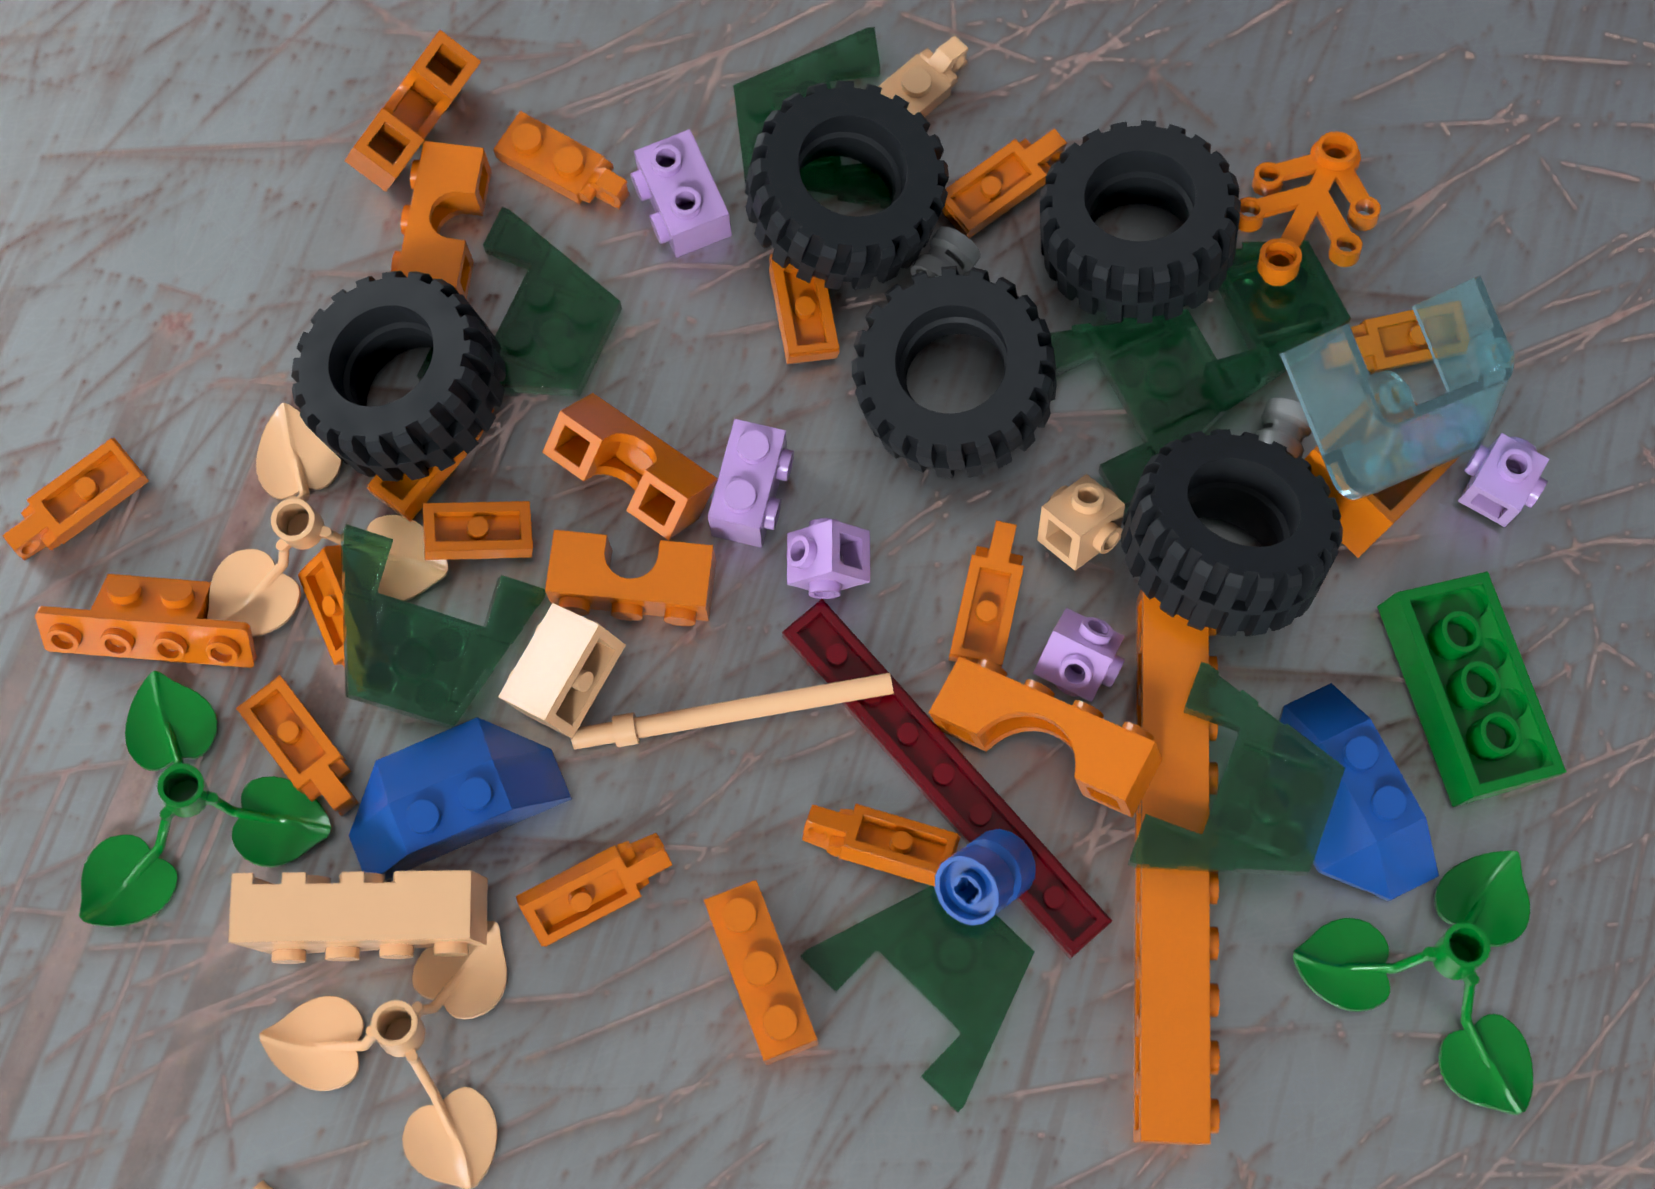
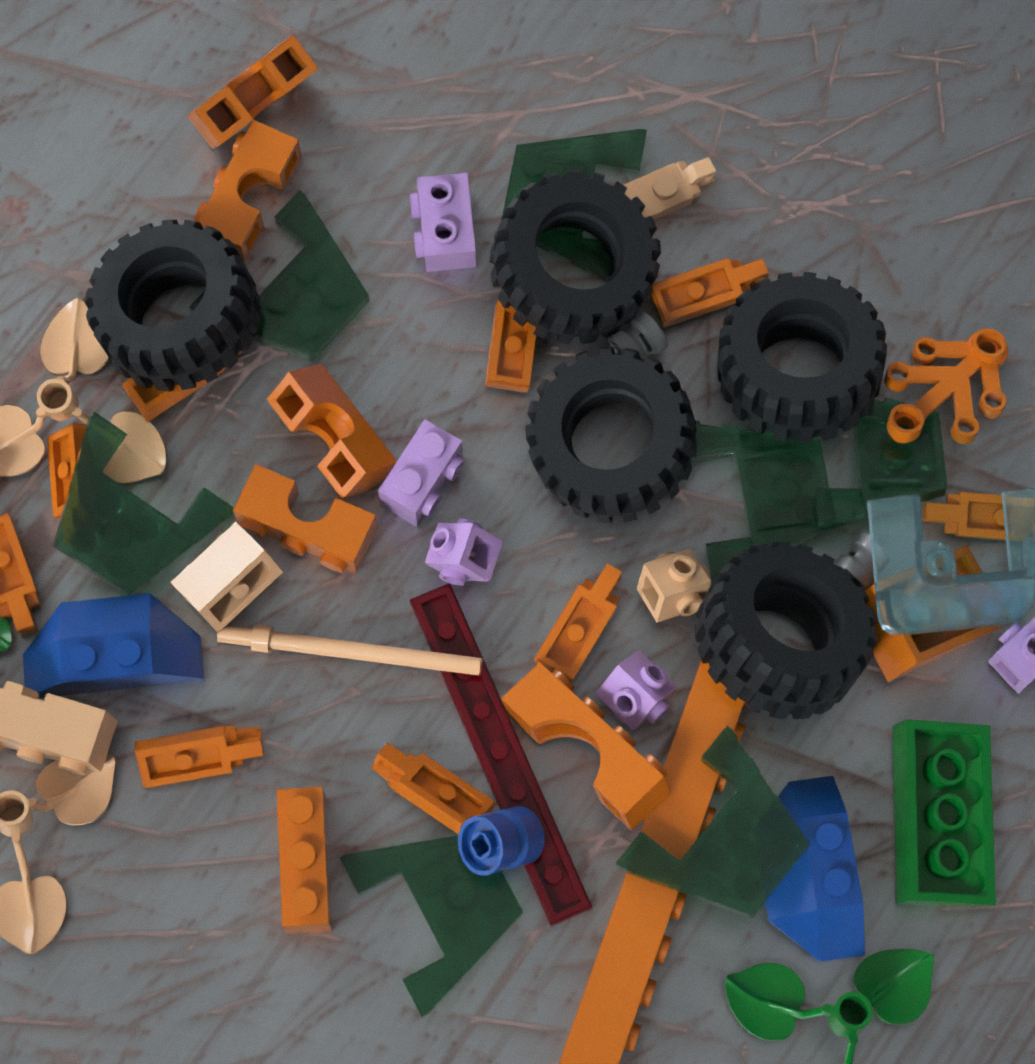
camera: 15 degrees right, 0 degrees up
(477, 530) = (196, 445): orange plate -> none
(560, 162) = (357, 166): orange hinge -> none

